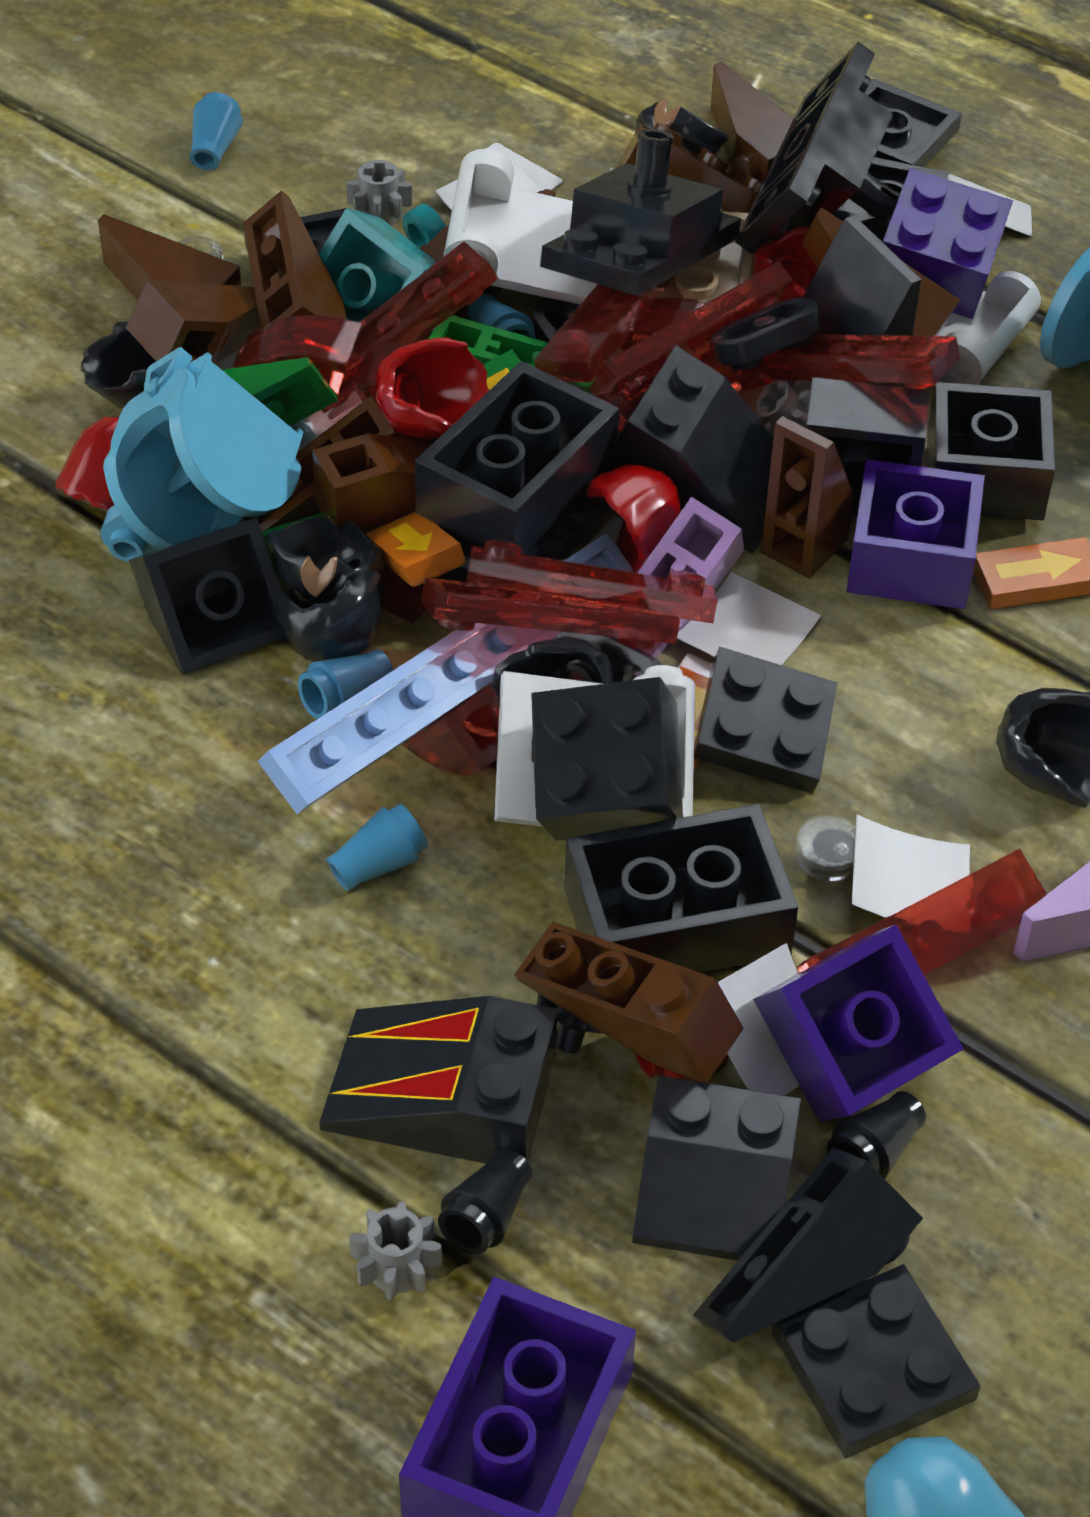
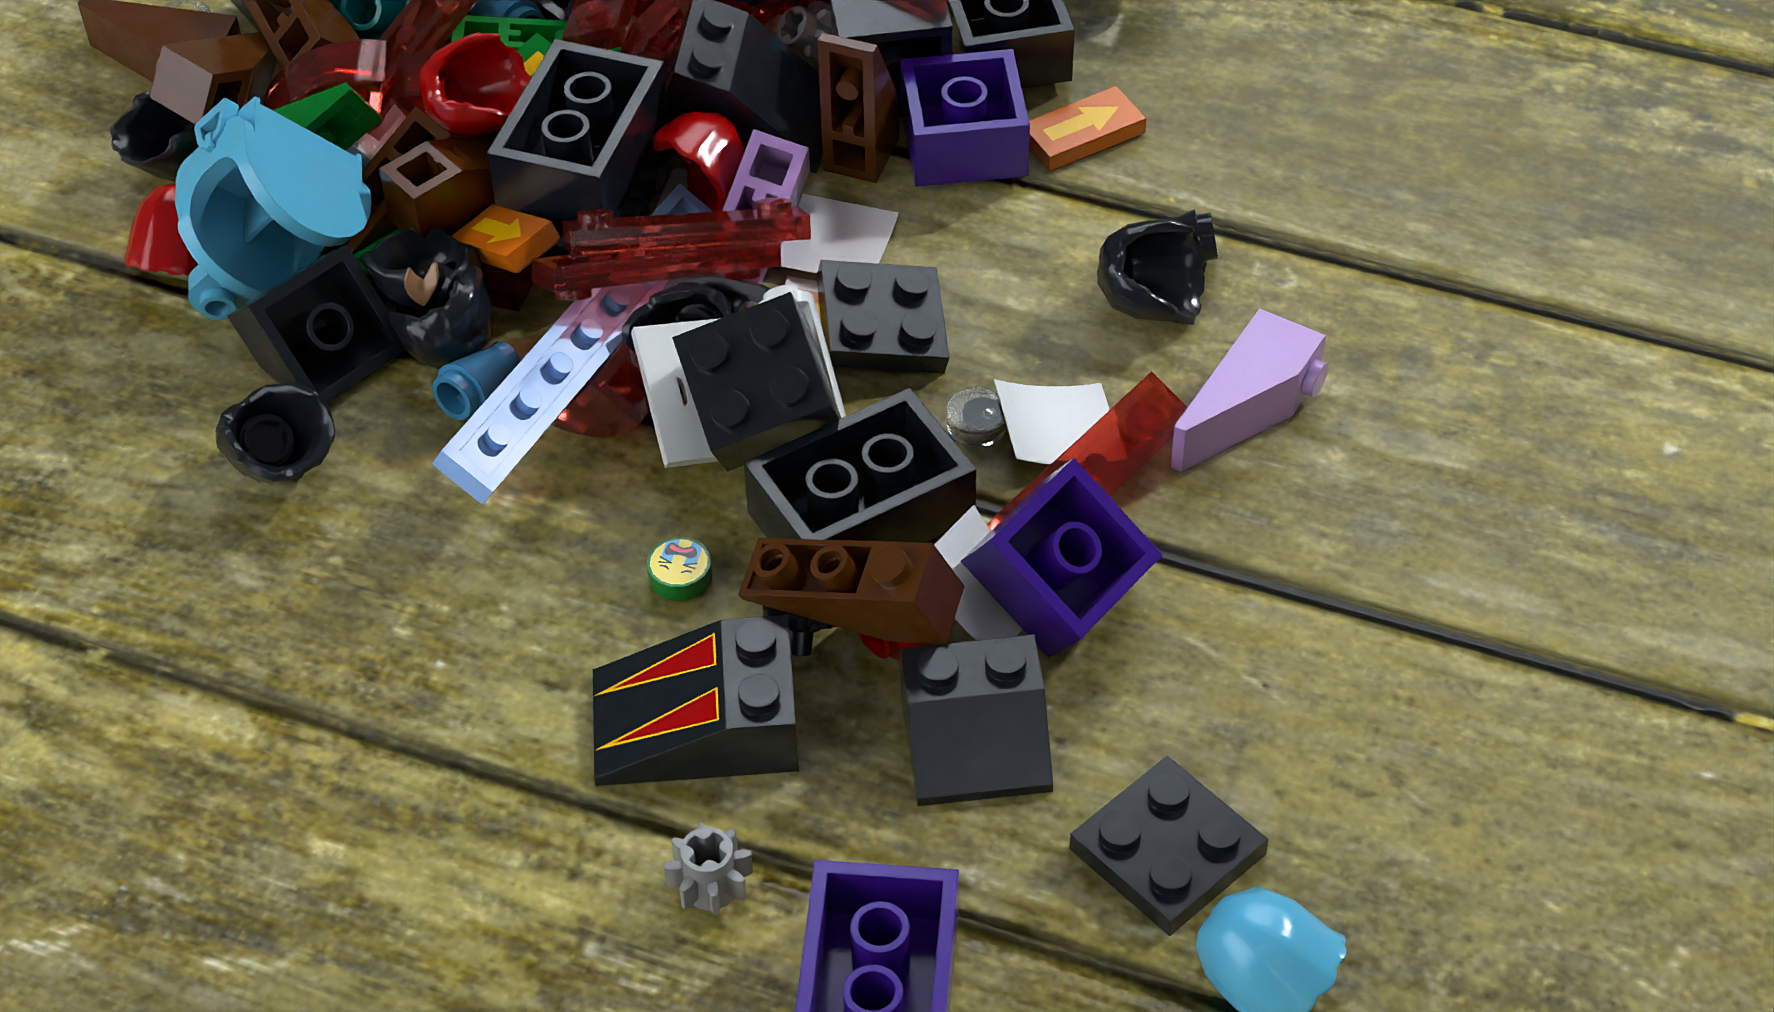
camera: 15 degrees left, 0 degrees up
(132, 689) = (276, 432): none -> black hair
(379, 847) = (564, 518): dark azure cone -> none
(476, 928) = (679, 569): none -> tile
(482, 1206) = (774, 808): black cone -> none
(821, 1242) = (1091, 754): black slope -> none
(880, 1131) = (1104, 658): black cone -> none

